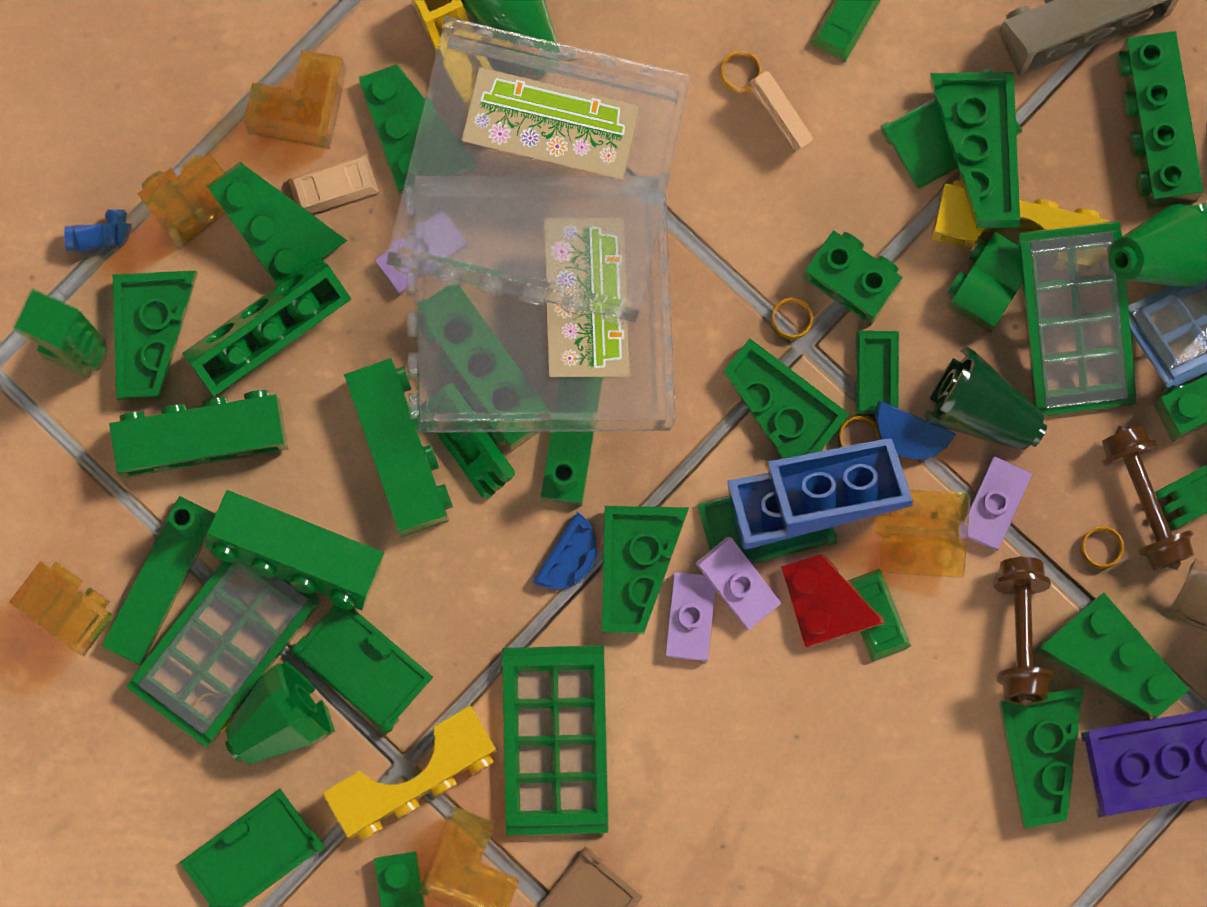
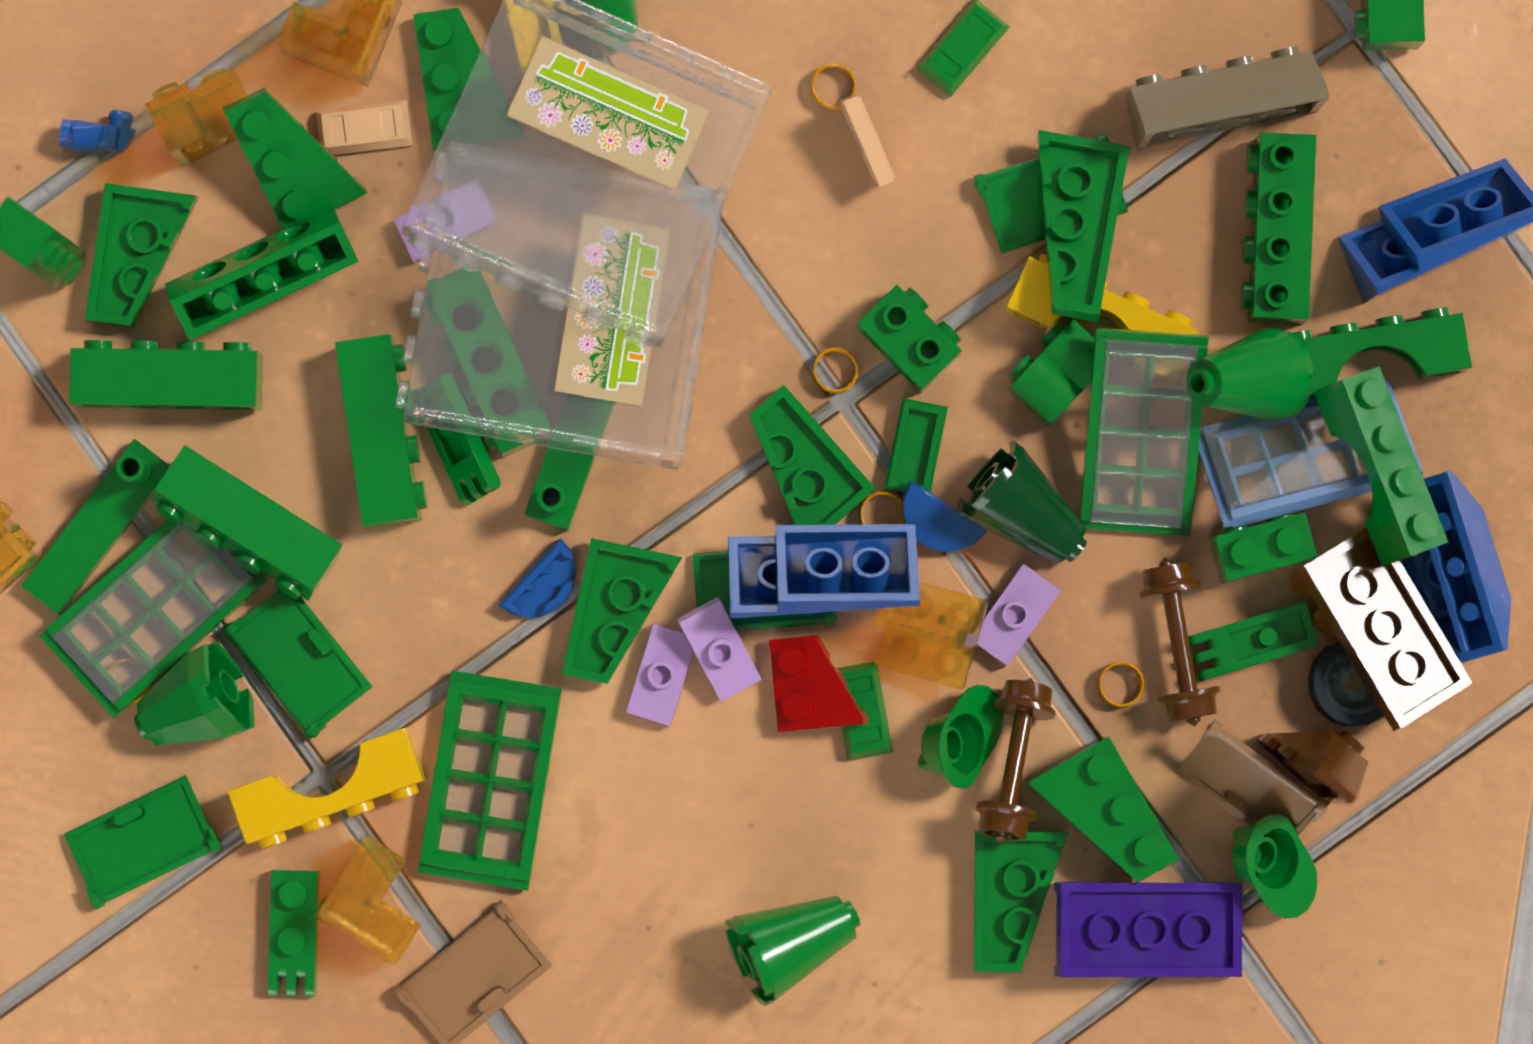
camera: 10 degrees right, 5 degrees up
(853, 833) = (789, 942): none -> green cone
(972, 620) = (962, 739): none -> green piece

